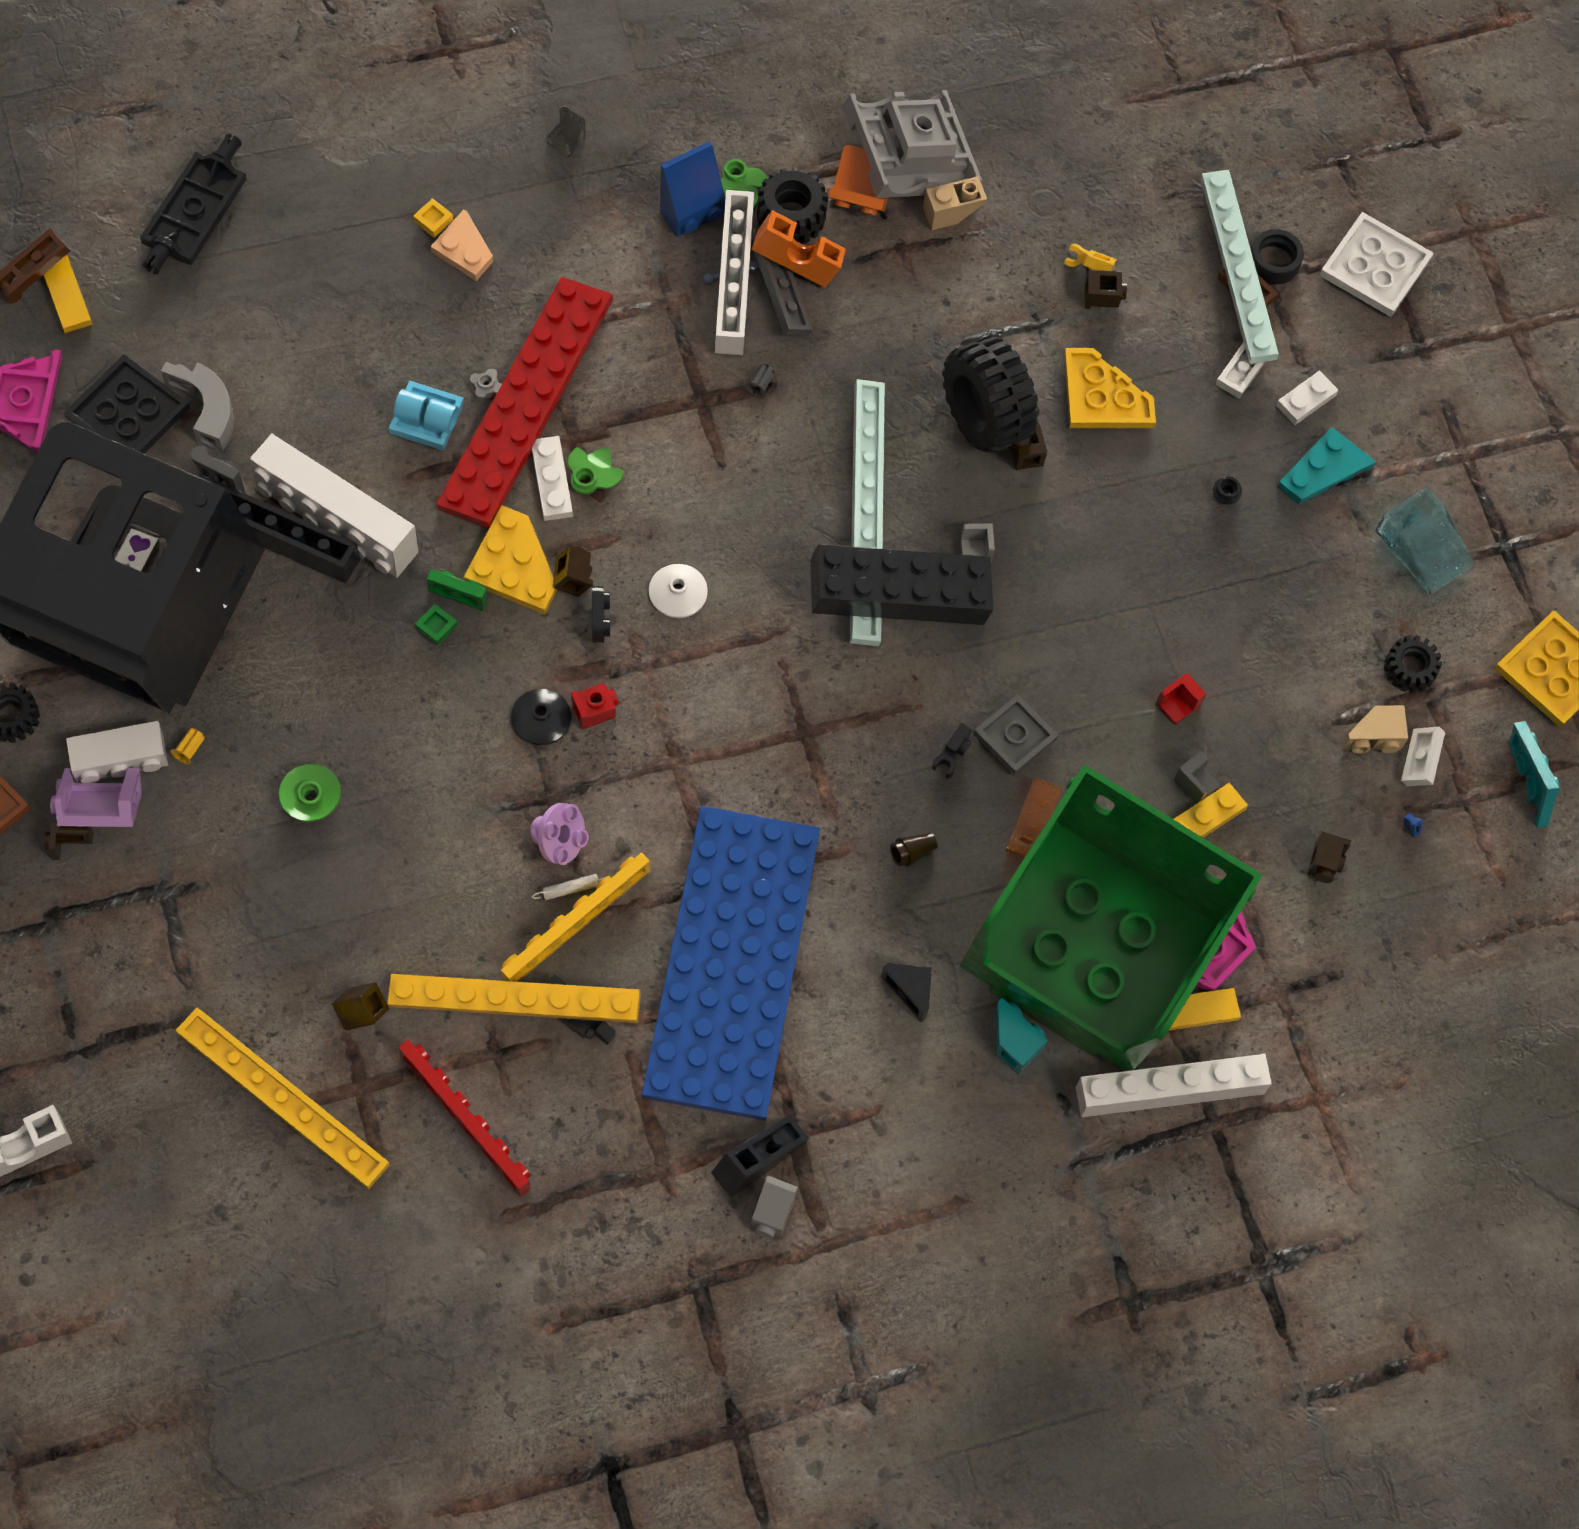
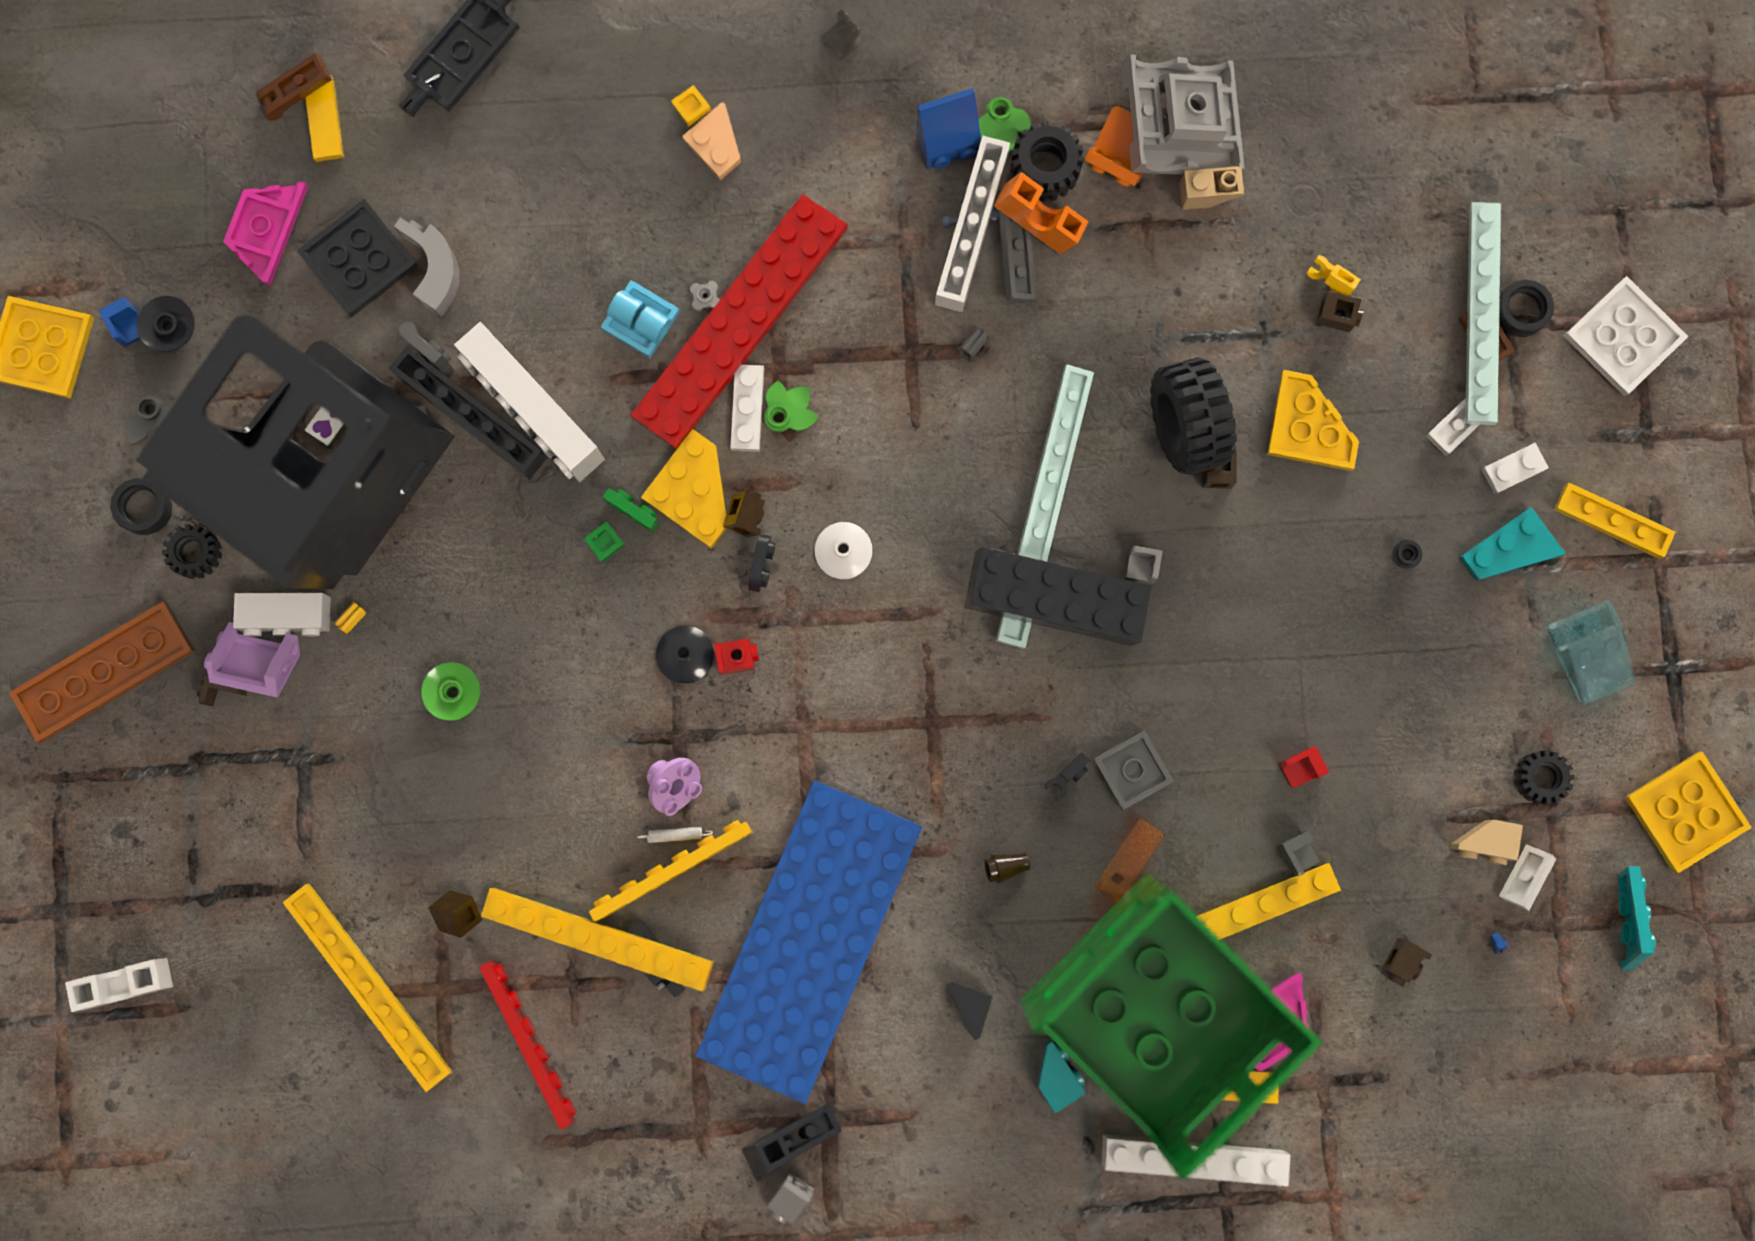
camera: 20 degrees right, 15 degrees up
(1413, 424) = (1614, 521): none -> yellow plate

